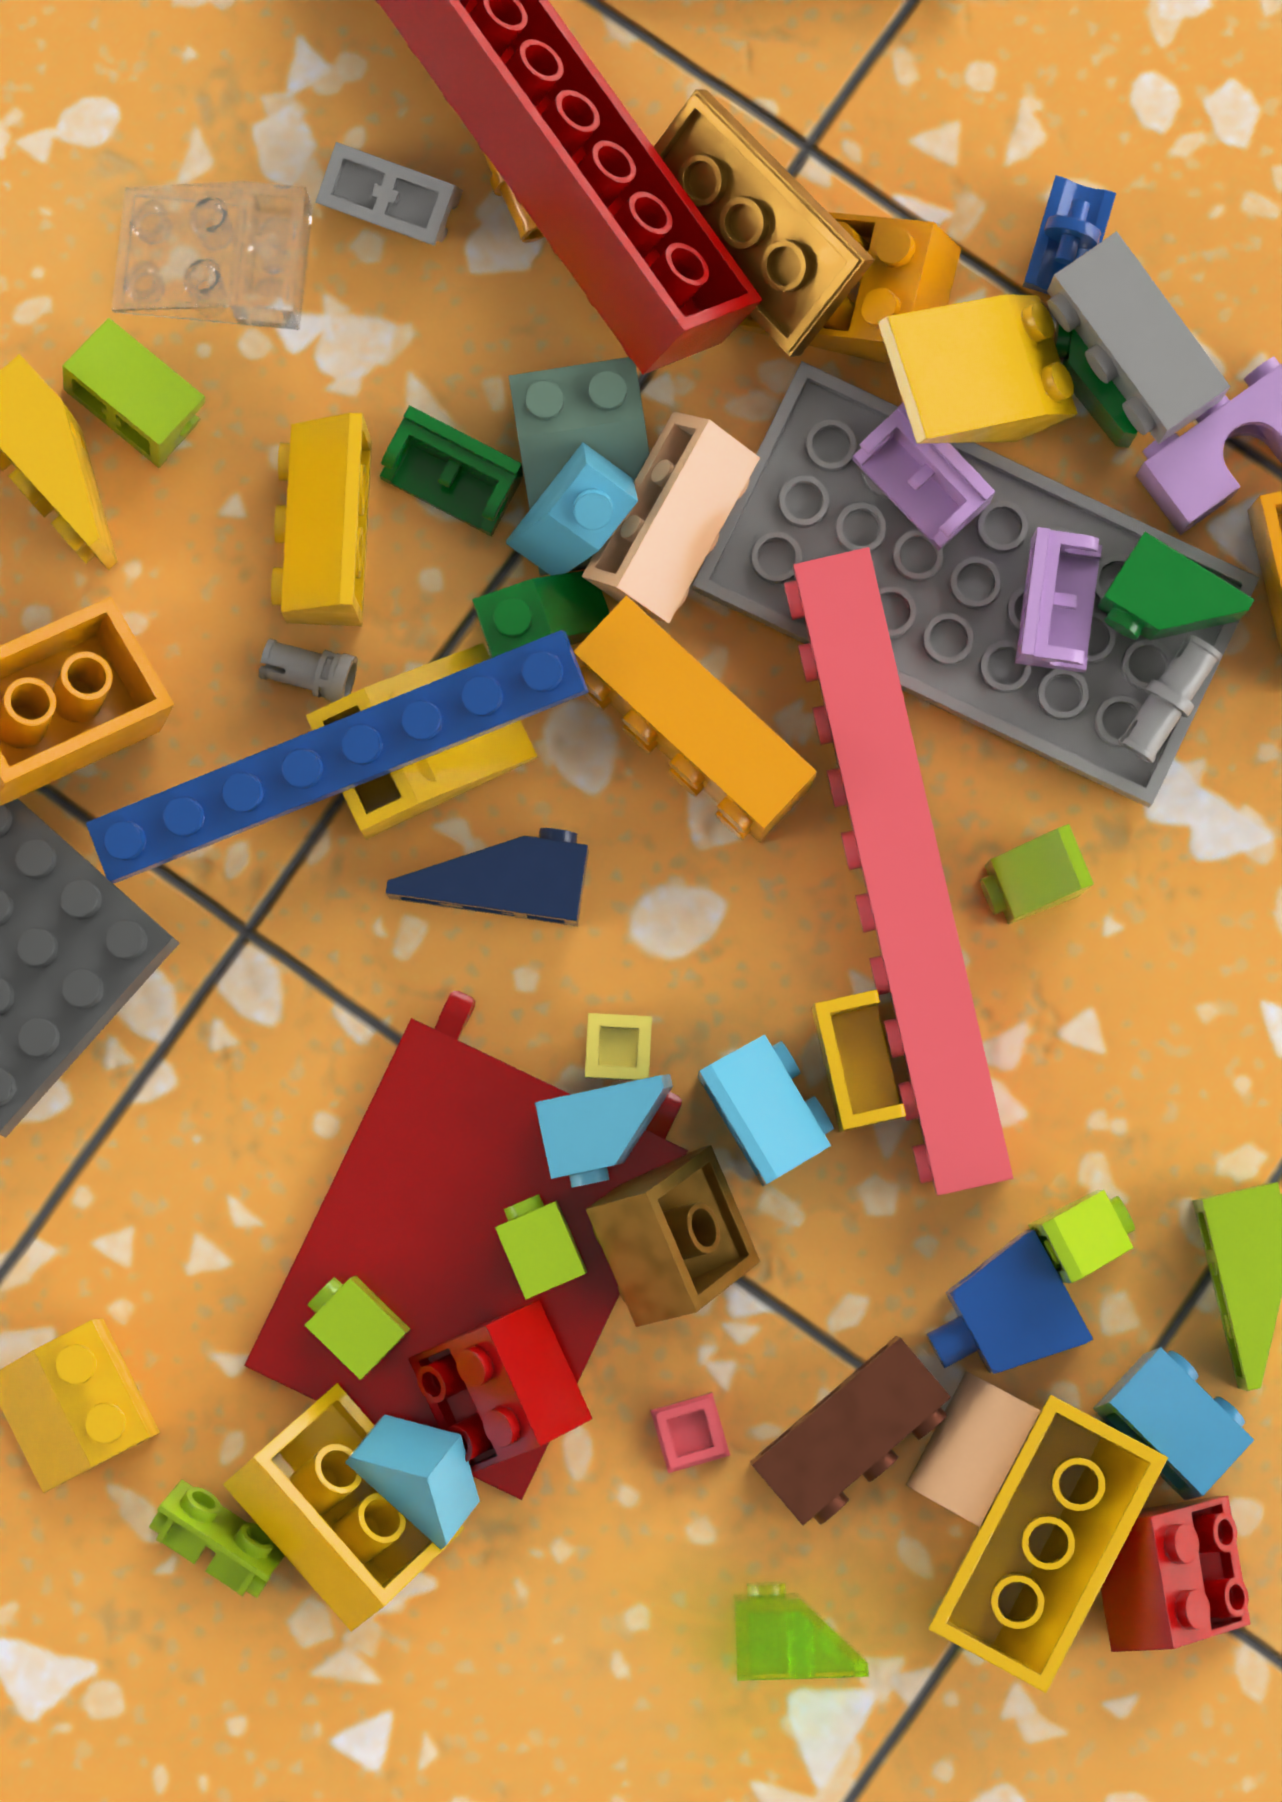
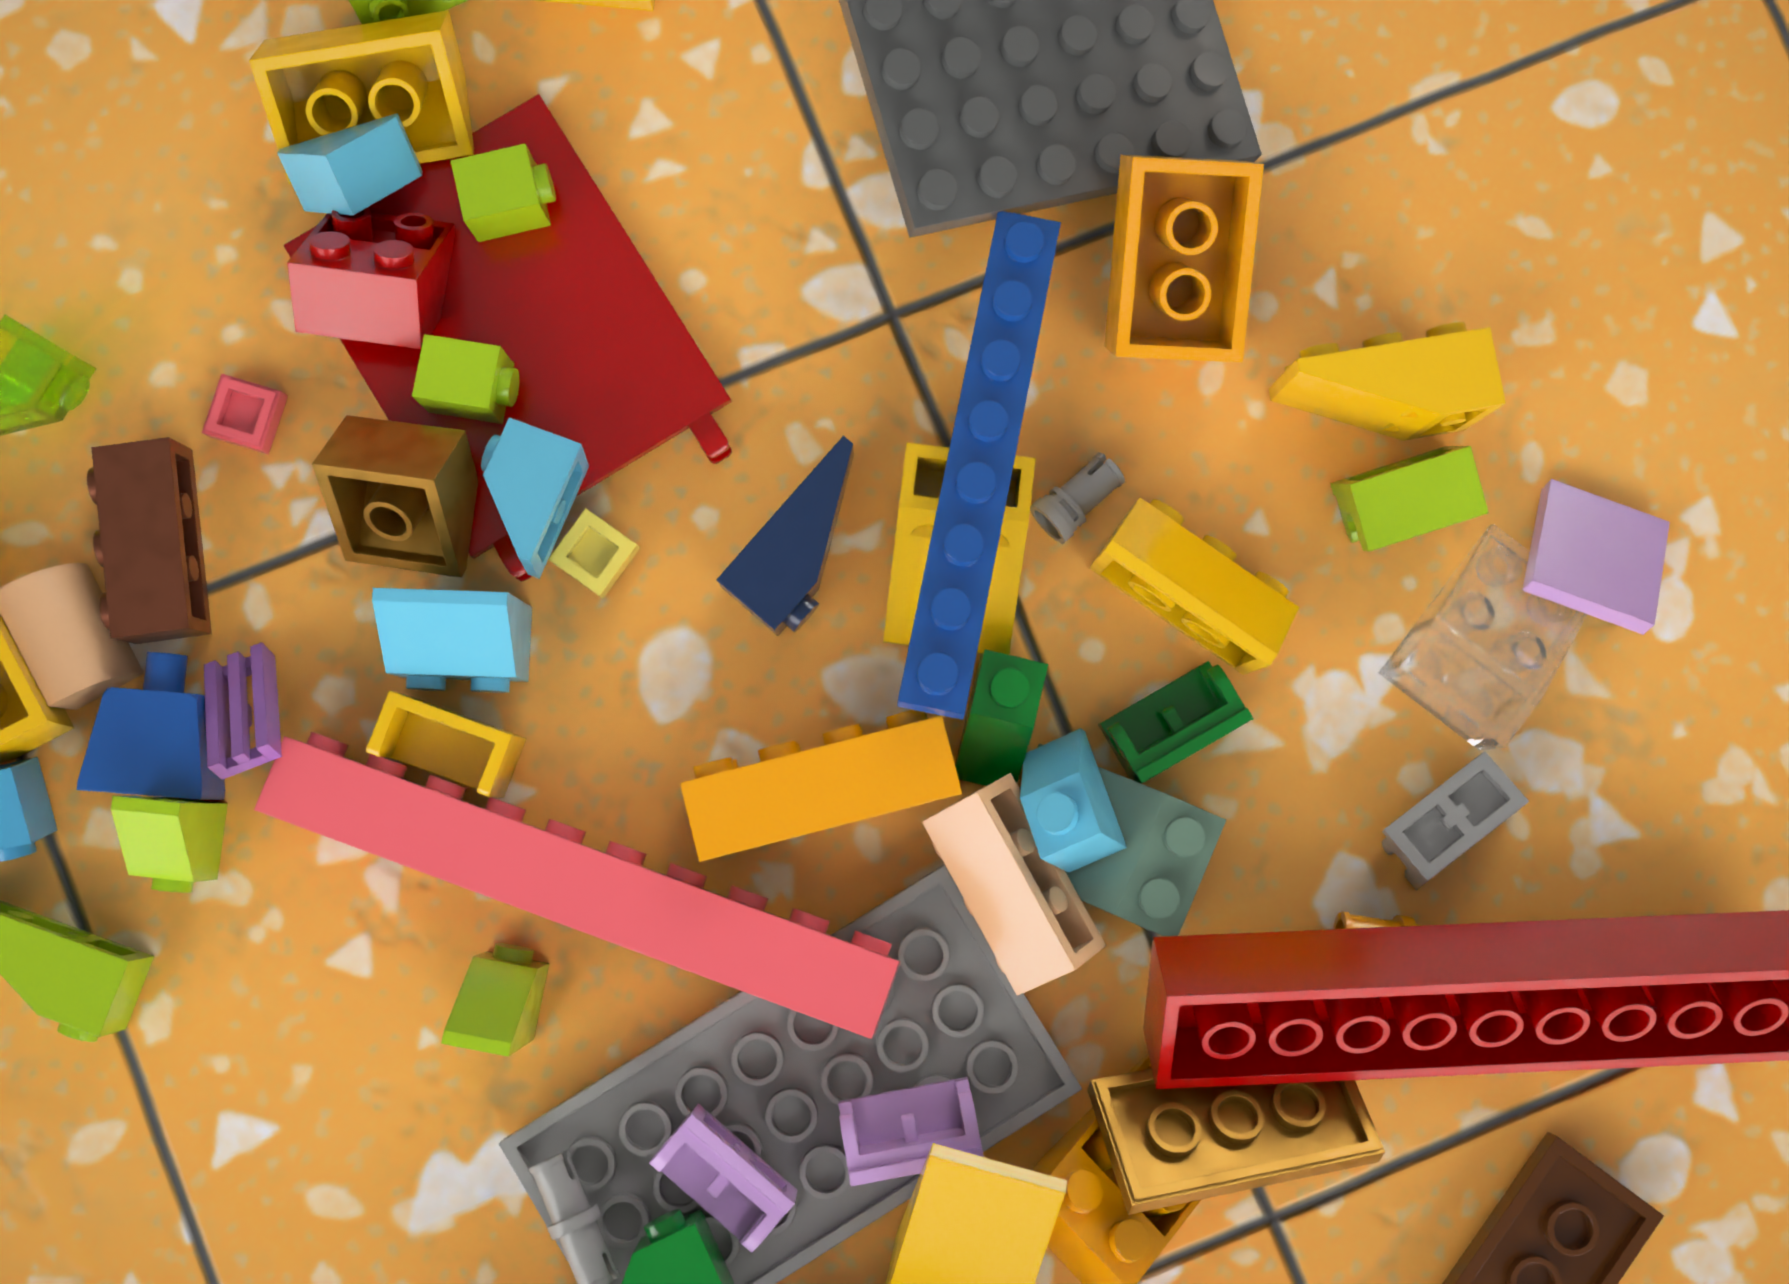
camera: 115 degrees right, 0 degrees up
(87, 207) = (1597, 556): none -> lavender tile
(910, 1285) = (231, 715): none -> medium lavender tile

